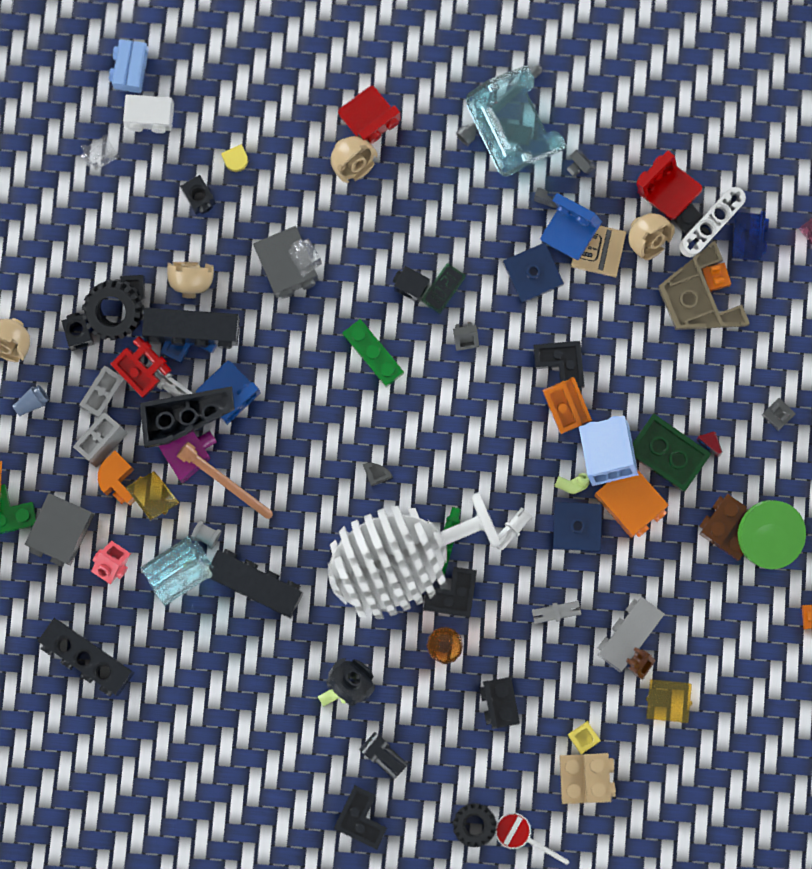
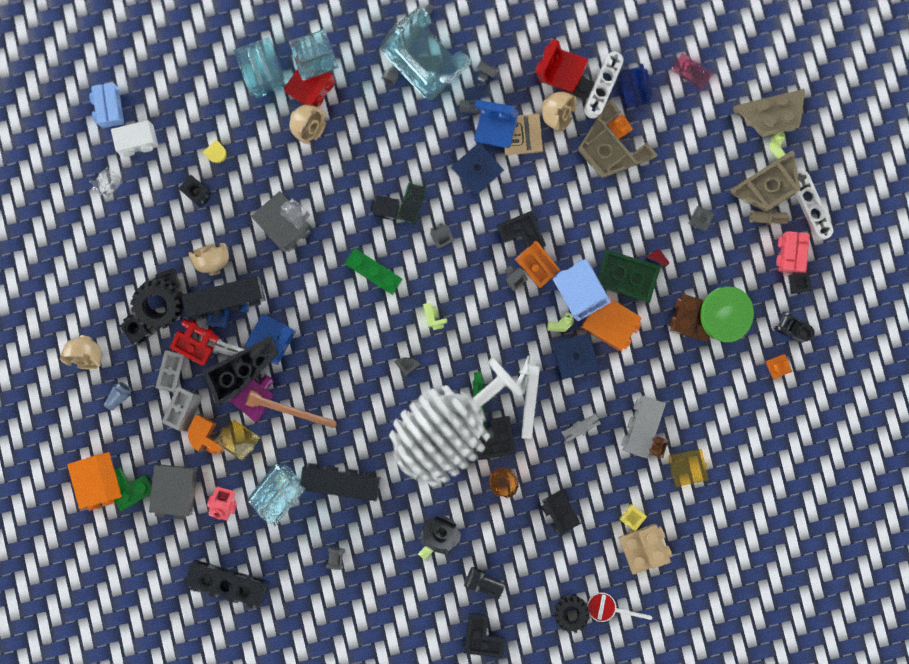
camera: 25 degrees left, 5 degrees up
(206, 534) = (289, 456): light grey bush -> none
(220, 669) = (335, 558): none -> dark grey bush
(319, 78) = (260, 67): none -> clear light blue brick
(385, 82) = (313, 54): none -> clear light blue brick
(424, 423) = (431, 314): none -> yellowish green bracket
(506, 561) = (530, 402): none -> white beam
(536, 413) = (515, 278): none -> dark grey tile

